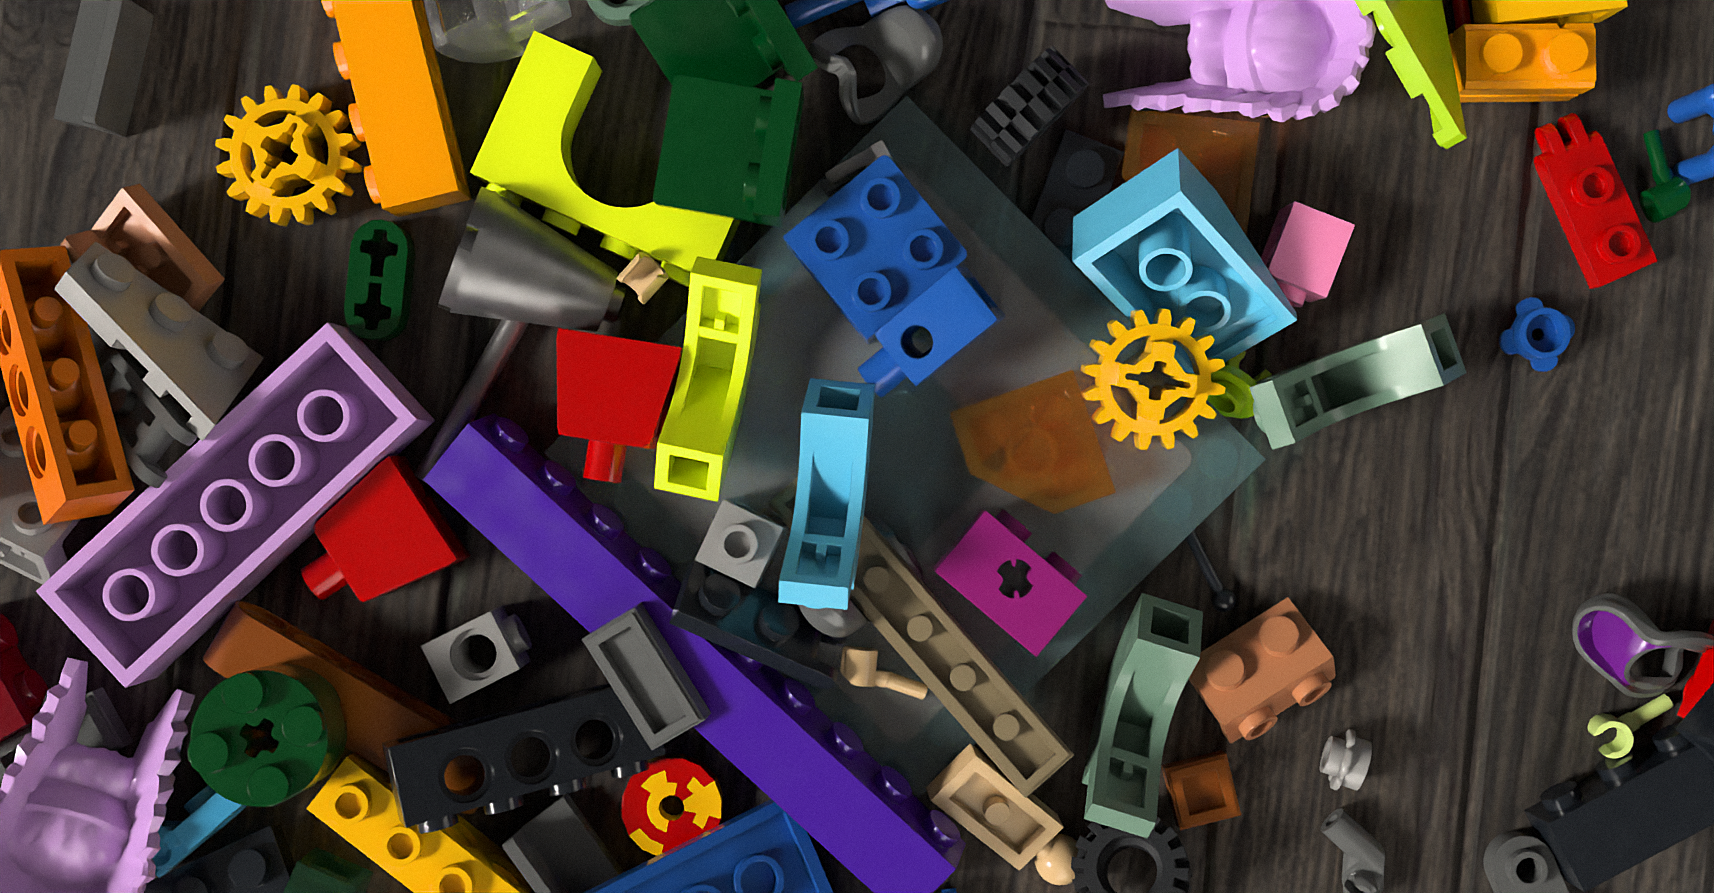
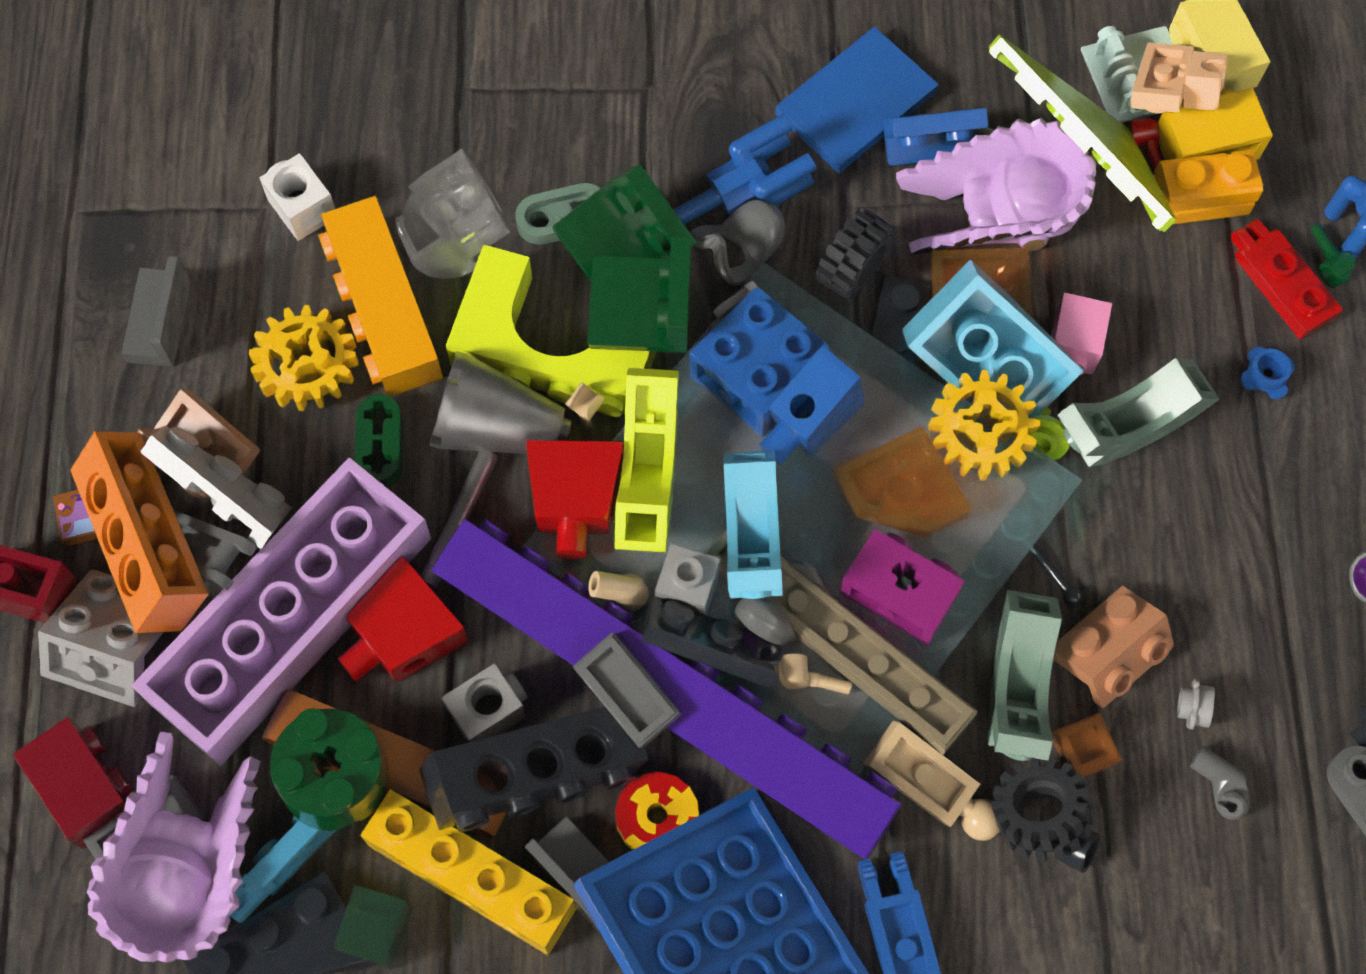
camera: 15 degrees left, 20 degrees down
(662, 541) = (626, 589): none -> tan arm

